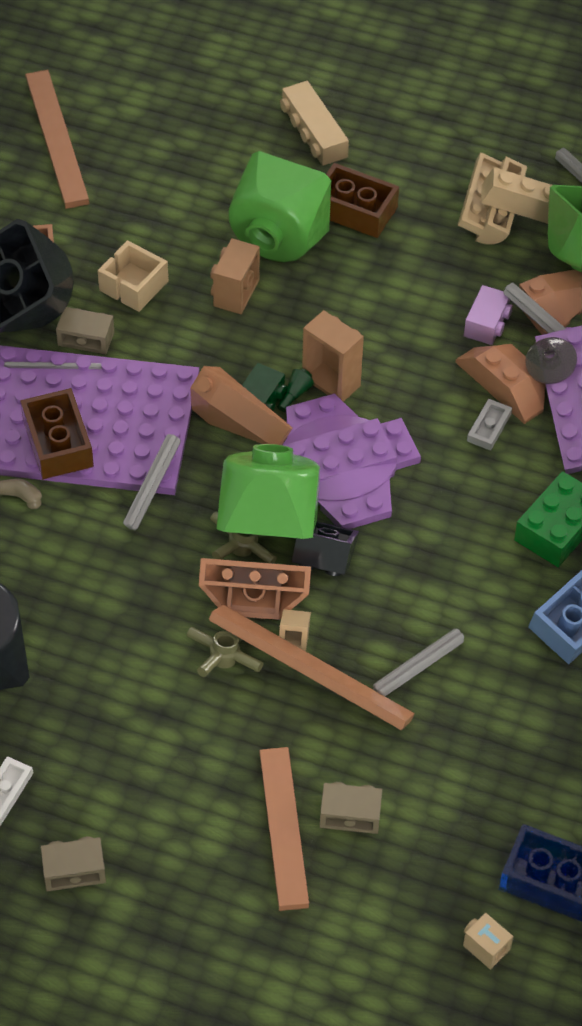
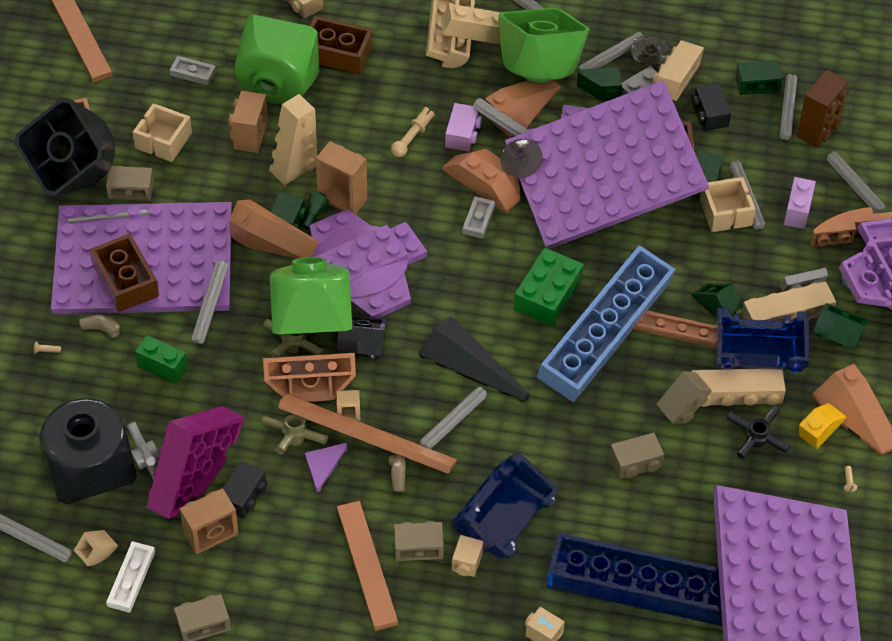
camera: 10 degrees left, 0 degrees up
(41, 654) = (145, 453): none -> light grey bar
(82, 542) = (161, 359): none -> green brick
(95, 666) = (192, 458): none -> magenta brick
(102, 745) = (209, 521): none -> medium nougat brick
(150, 713) = (244, 487): none -> black brick
(182, 209) = (192, 70): none -> light grey plate
(253, 694) = (323, 462): none -> medium lavender tile
(284, 304) = (295, 141): none -> tan wedge
(340, 719) = (398, 472): none -> dark tan arm
(407, 835) = (467, 556): none -> tan brick
(409, 330) = (400, 148): none -> tan pin
(437, 580) = (458, 350): none -> black wedge
(463, 780) = (505, 505): none -> clear blue windscreen

